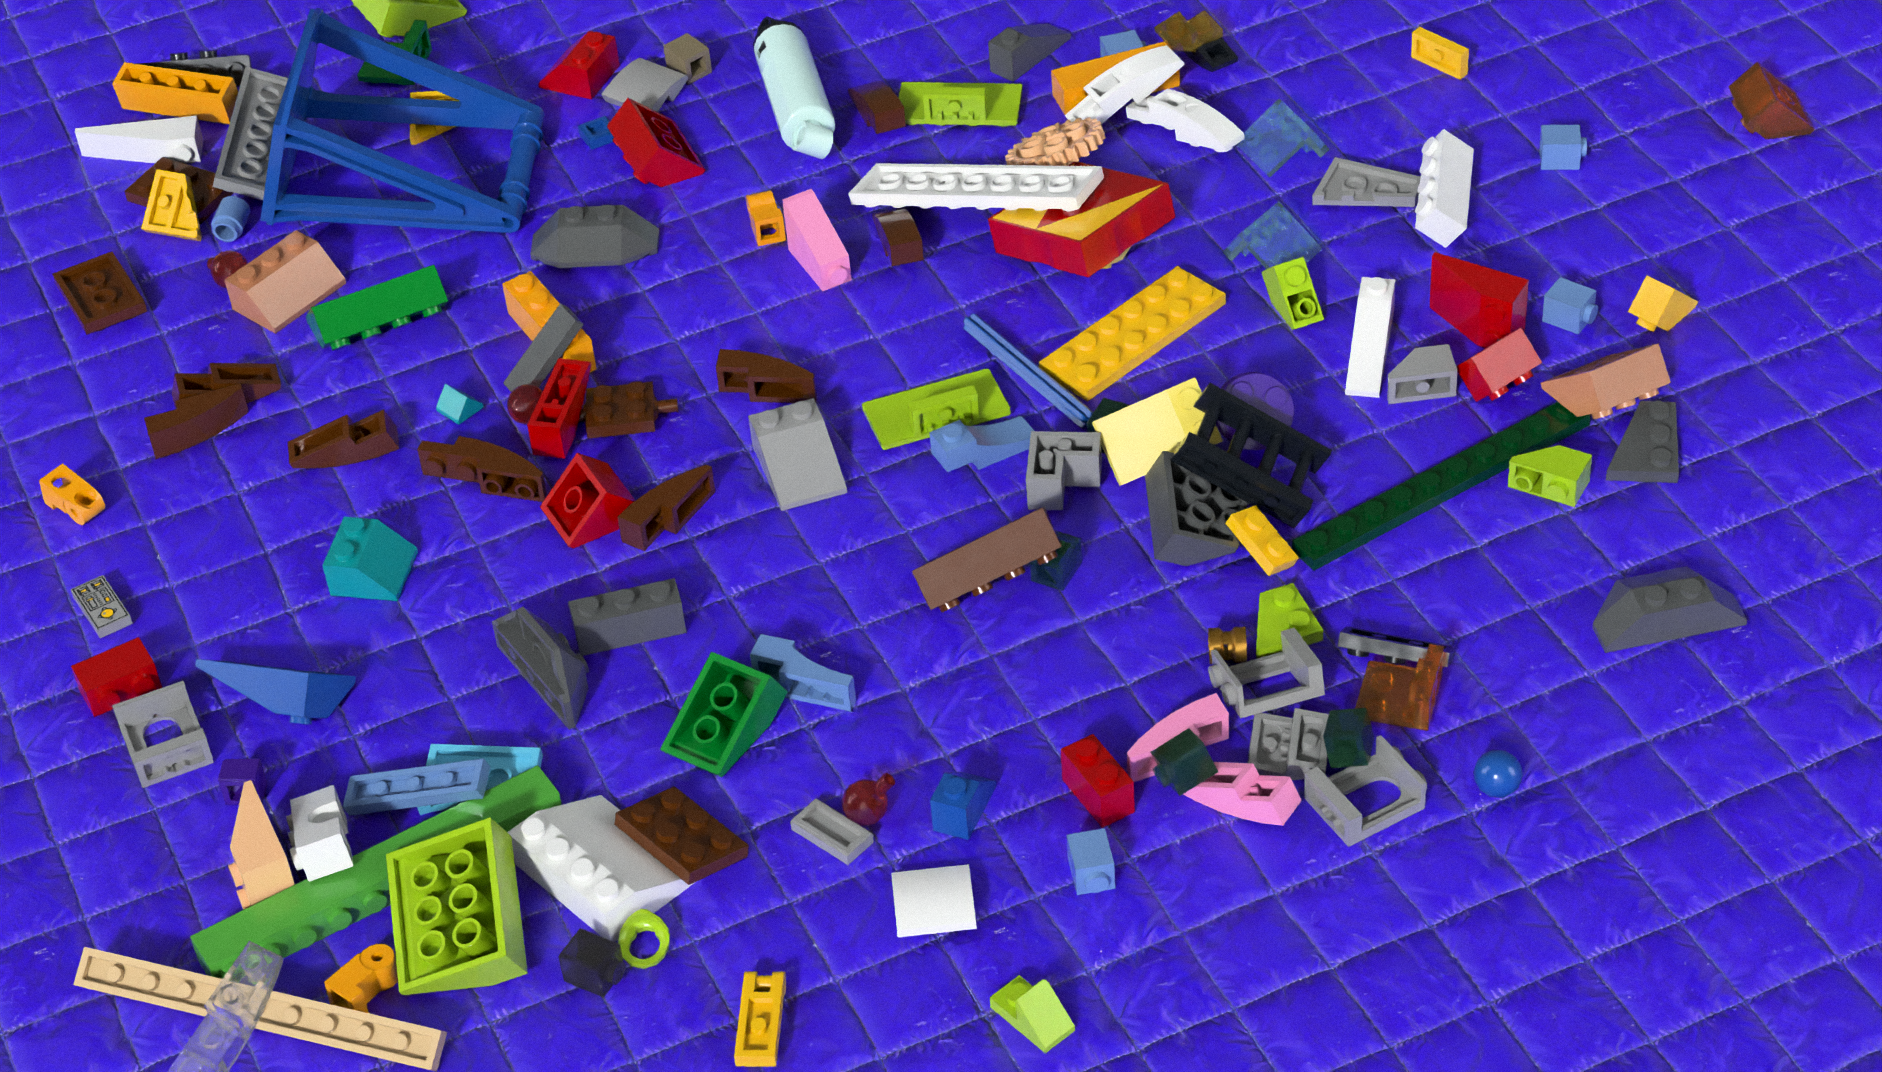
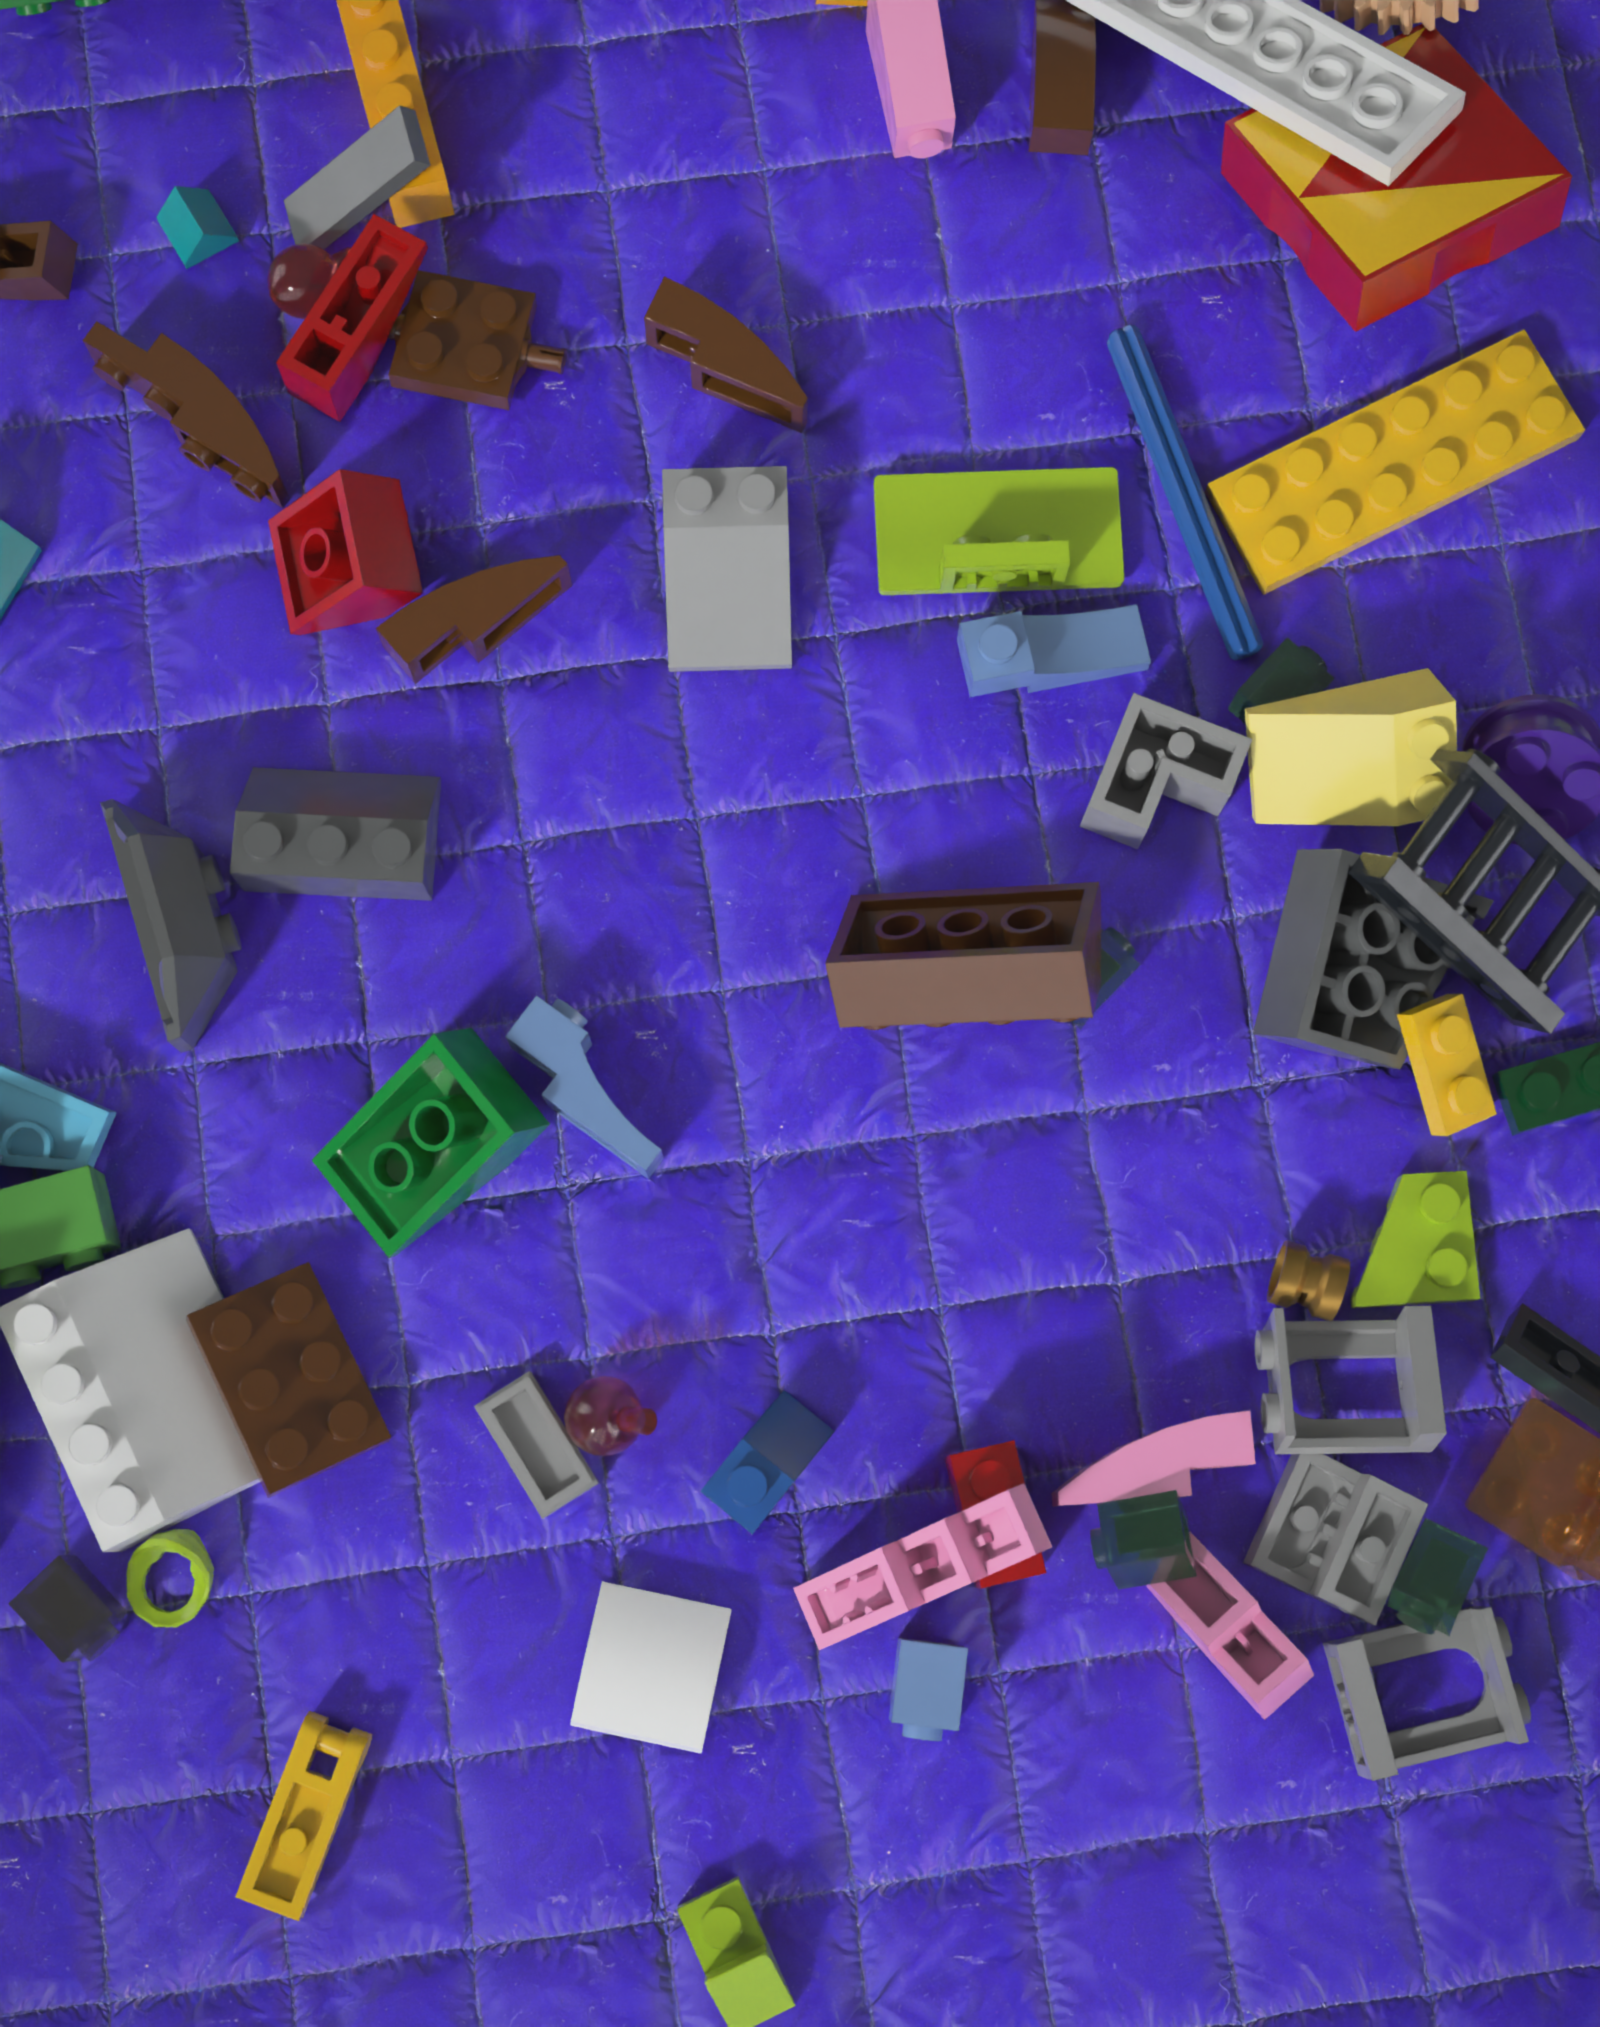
camera: 10 degrees right, 35 degrees up
(1059, 806) = (922, 1566): none -> bright pink slope

